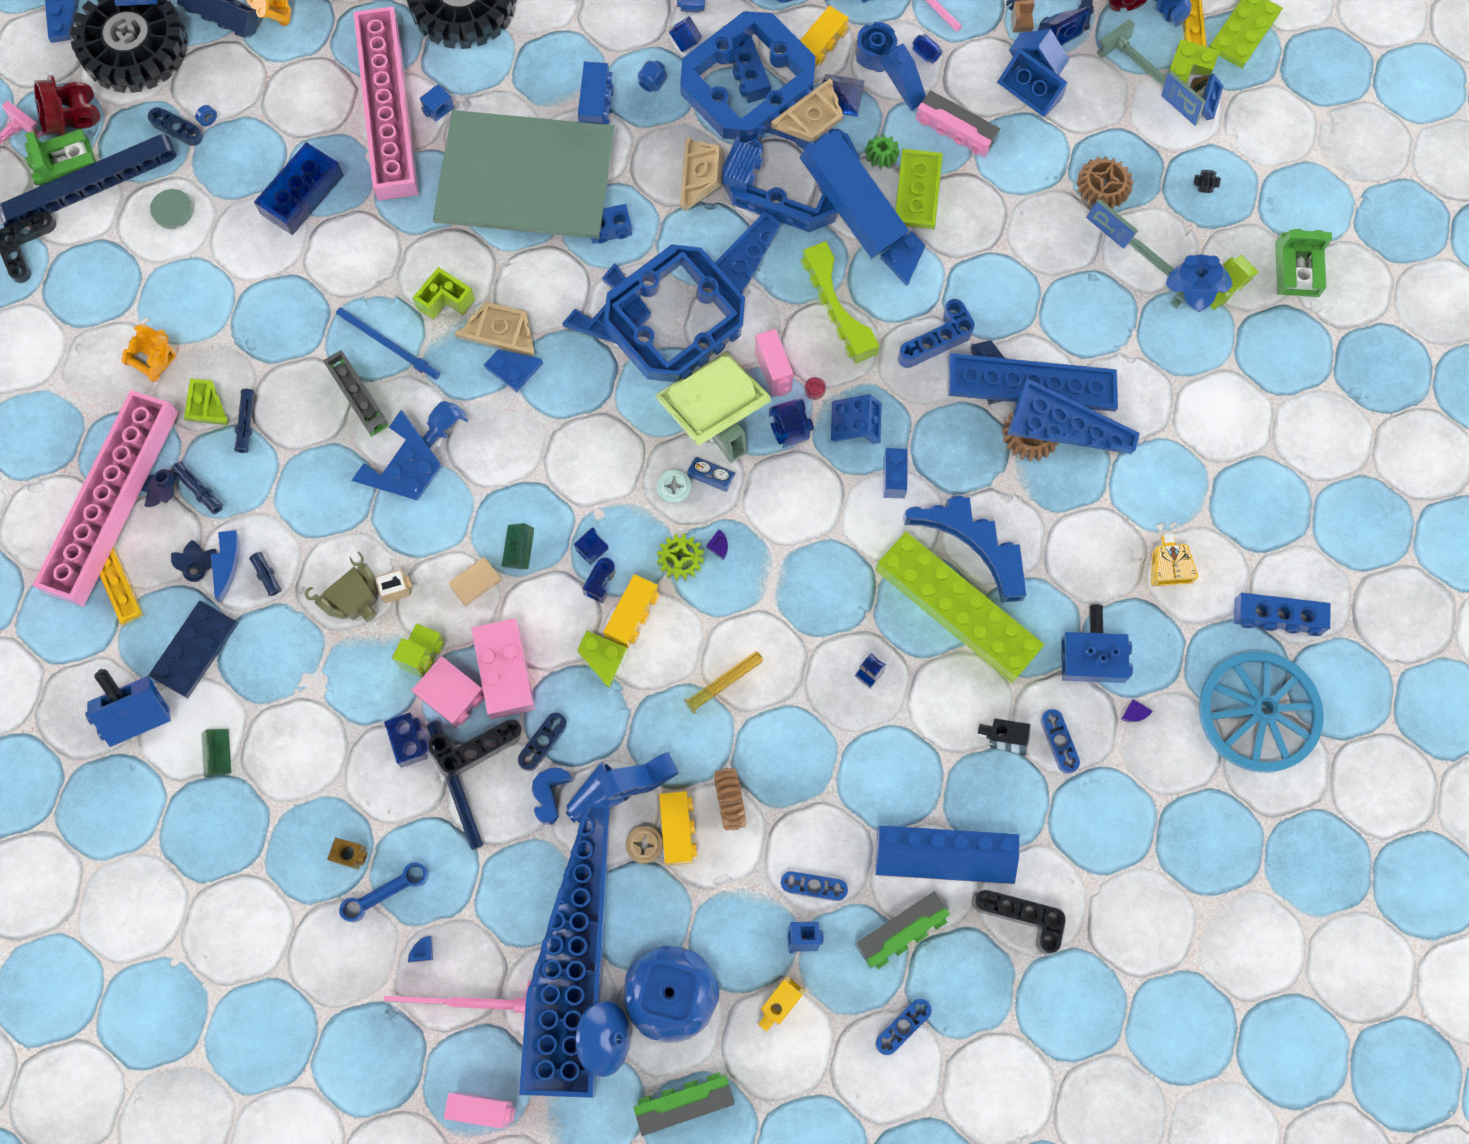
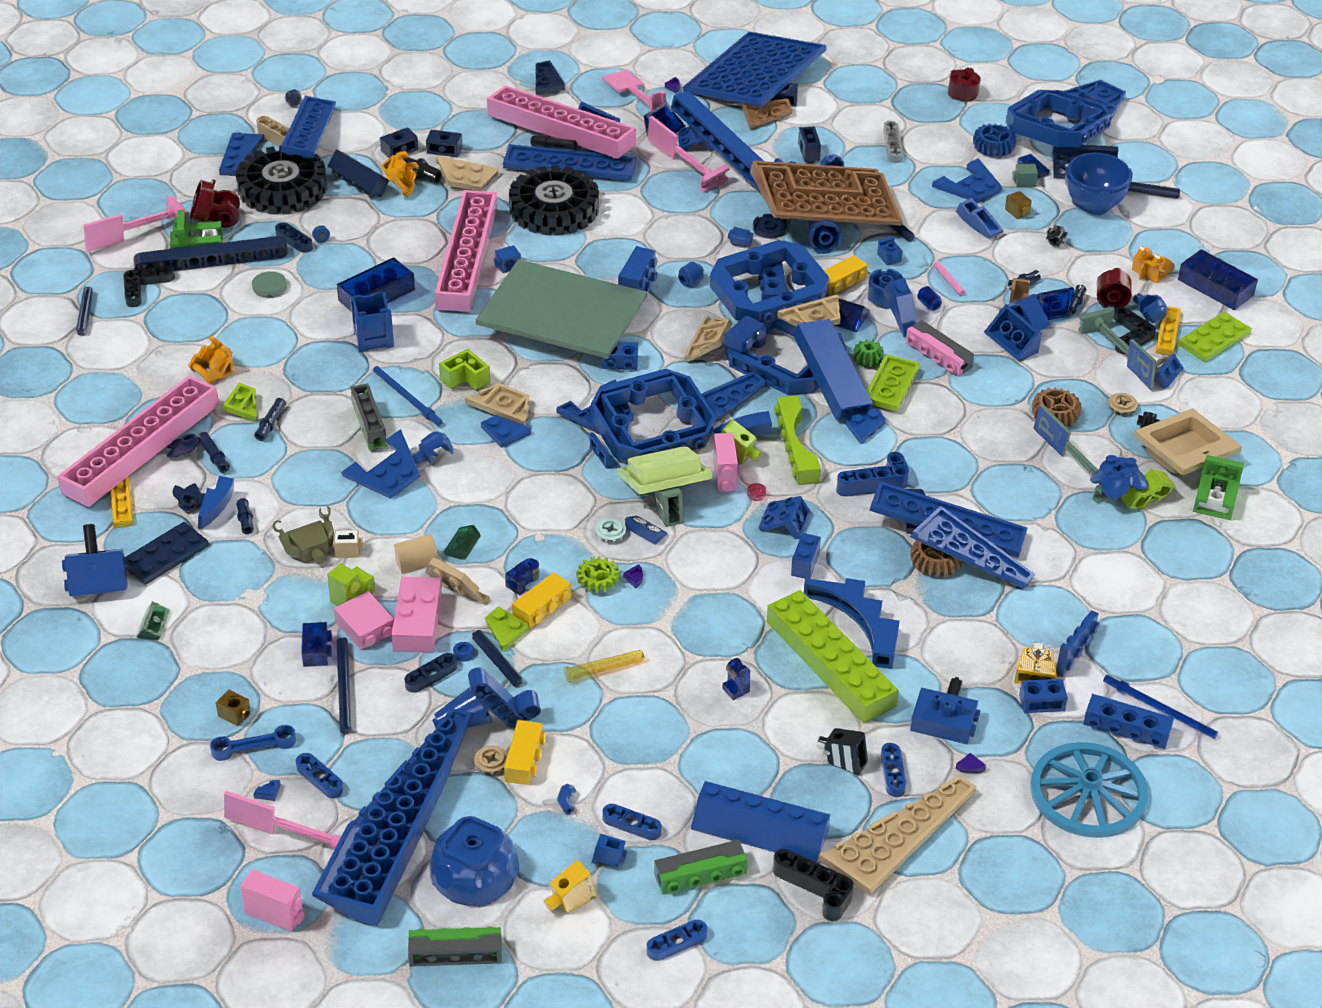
camera: 15 degrees right, 30 degrees down
(314, 249) = (372, 321): none -> blue container
(451, 912) = (320, 783): none -> blue beam
(476, 744) = (371, 660): black beam -> none
(533, 614) = (458, 580): none -> tan wing
(543, 792) = (419, 698): blue animal -> none
(567, 701) = (463, 651): none -> blue tile
(590, 546) = (522, 550): clear blue panel -> none
(603, 1038) = (401, 873): blue dish -> none
(606, 702) = (497, 658): none -> dark blue axle
(631, 373) = (602, 452): none -> blue slope
(685, 34) = (726, 249): clear blue panel -> none
(730, 799) = (578, 736): medium nougat gear -> none
(734, 874) = (565, 793): none -> blue arm
(776, 301) = (755, 423): none -> blue slope
(785, 327) = (743, 441): none -> lime torso
(790, 423) = (725, 503): clear blue brick -> none
(1075, 850) = (890, 841): none -> tan wing
(1164, 43) = (1143, 330): none -> black beam
(1172, 149) = (1125, 399): none -> tan gear
(1190, 606) = (1043, 696): none -> blue brick
(1193, 59) = (1158, 341): lime brick -> none
(1207, 519) = (1075, 643): none -> blue wing
(1254, 204) = (1184, 441): none -> tan piece
(1265, 566) = (1125, 688): none -> clear blue bar

